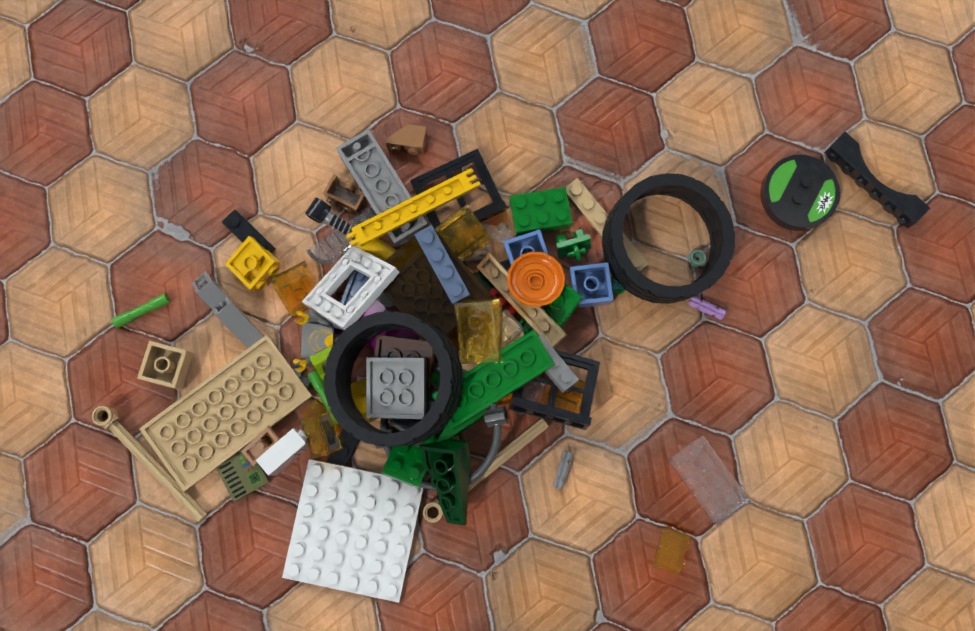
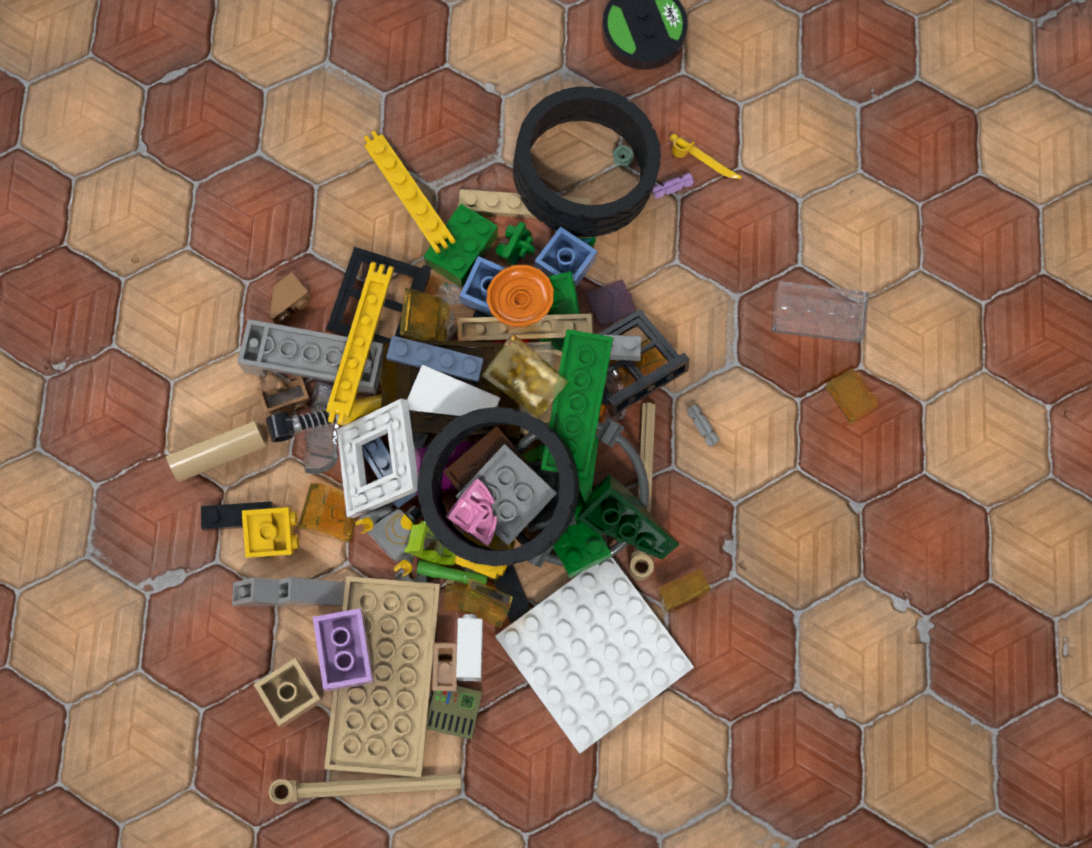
camera: 50 degrees left, 5 degrees down
(151, 305) = (208, 690): bright green piece -> none
(215, 375) = (343, 650): none -> lavender brick
(273, 186) = (216, 451): none -> tan brick
(365, 379) = (474, 512): none -> bright pink brick
(426, 294) = (446, 395): none -> white sticker
(441, 552) = (683, 590): none -> clear yellow brick
(543, 148) = (408, 191): none -> yellow hinge
(591, 339) = (611, 303): none -> clear purple piece
(745, 307) = (690, 148): none -> yellow sword

